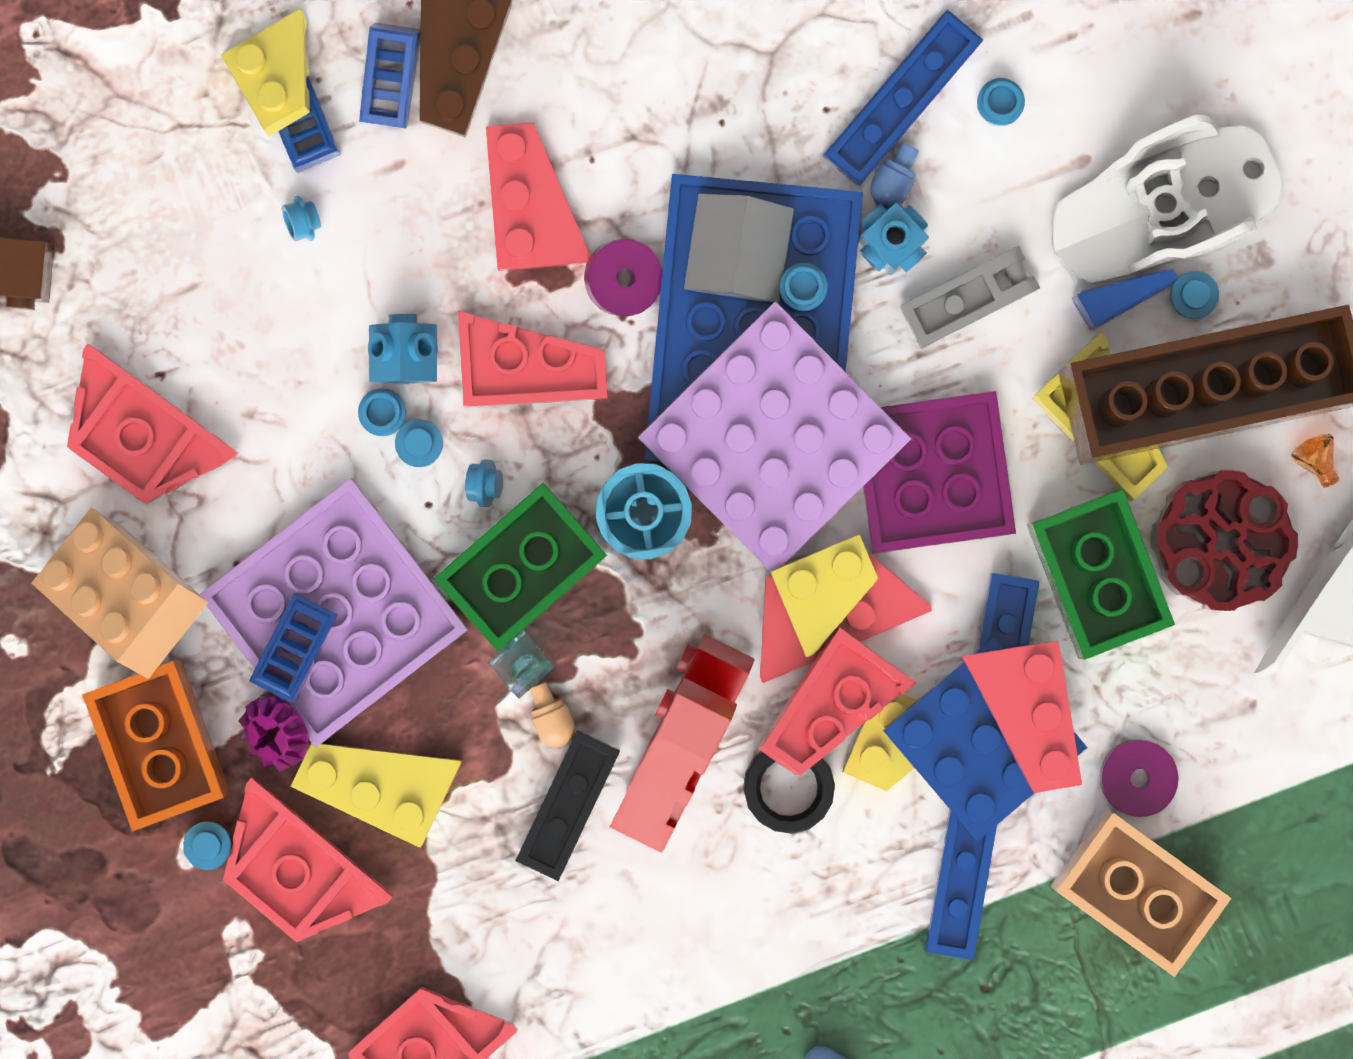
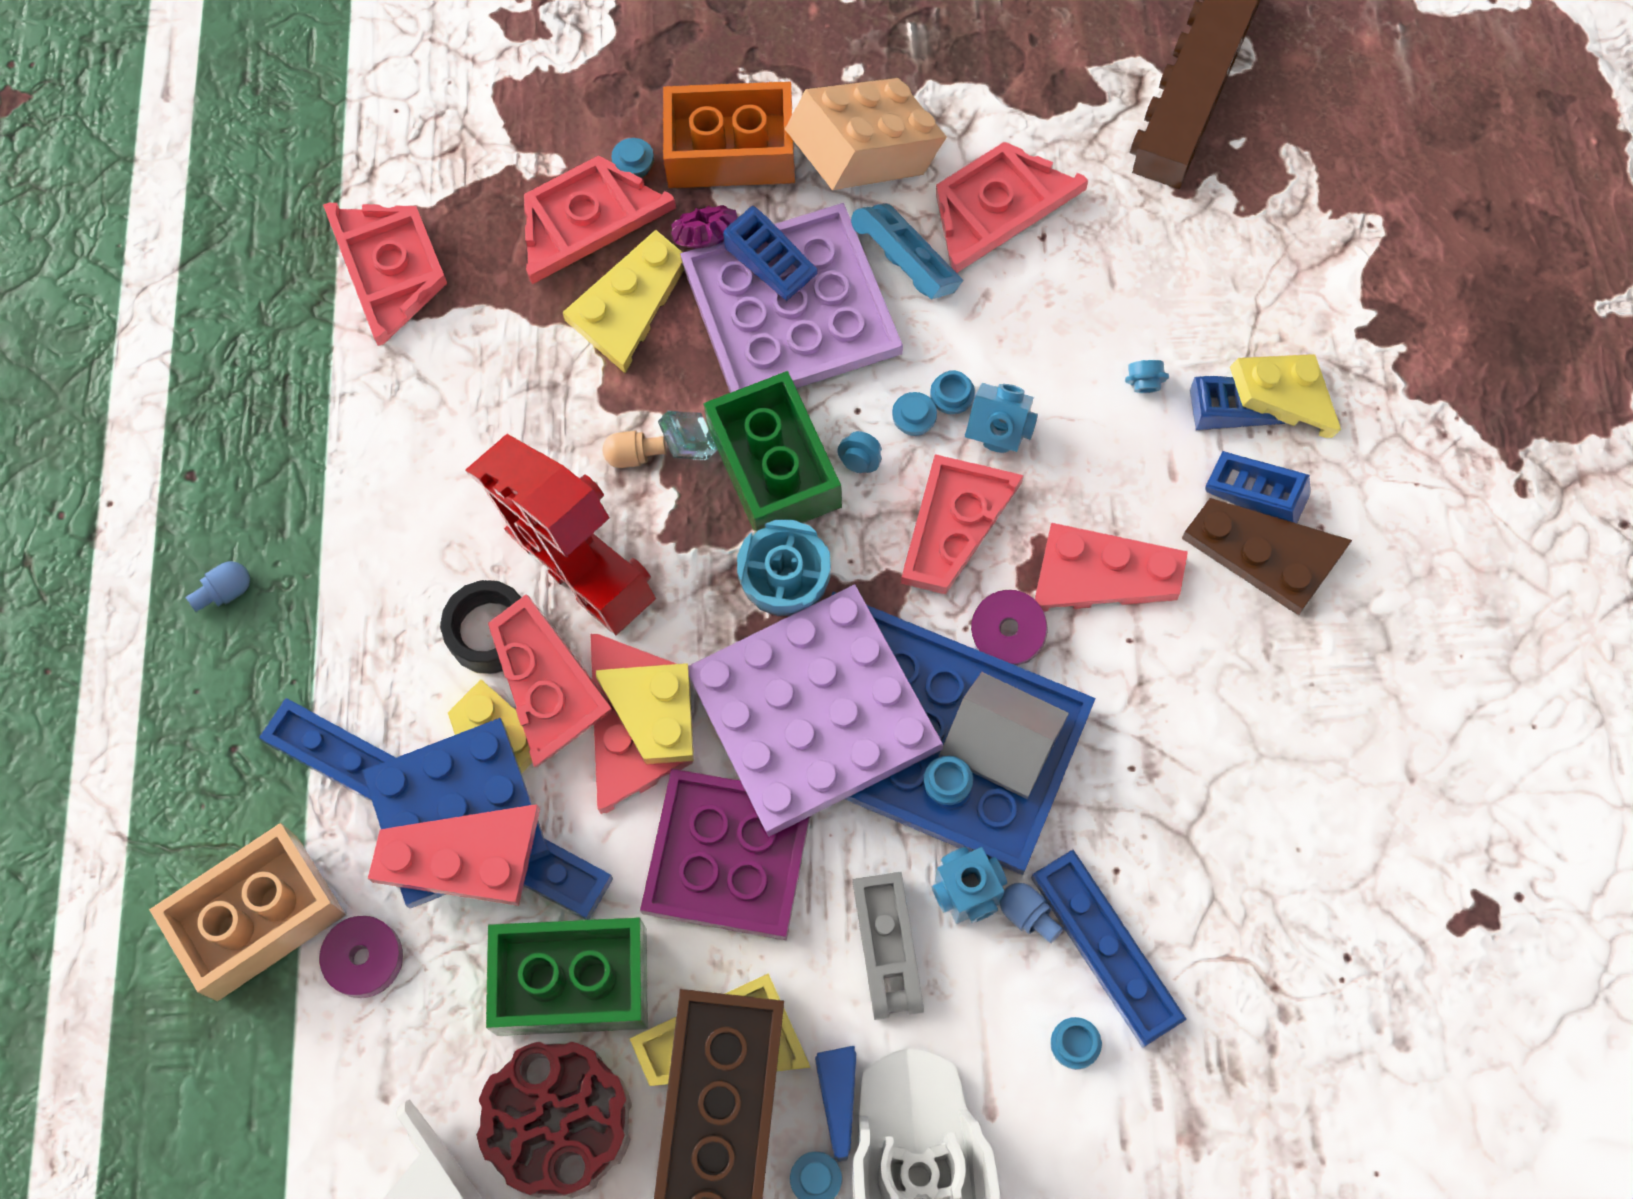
camera: 115 degrees right, 20 degrees down
(231, 510) = (907, 249): none -> dark azure plate
(567, 805) = (542, 428): black plate -> none

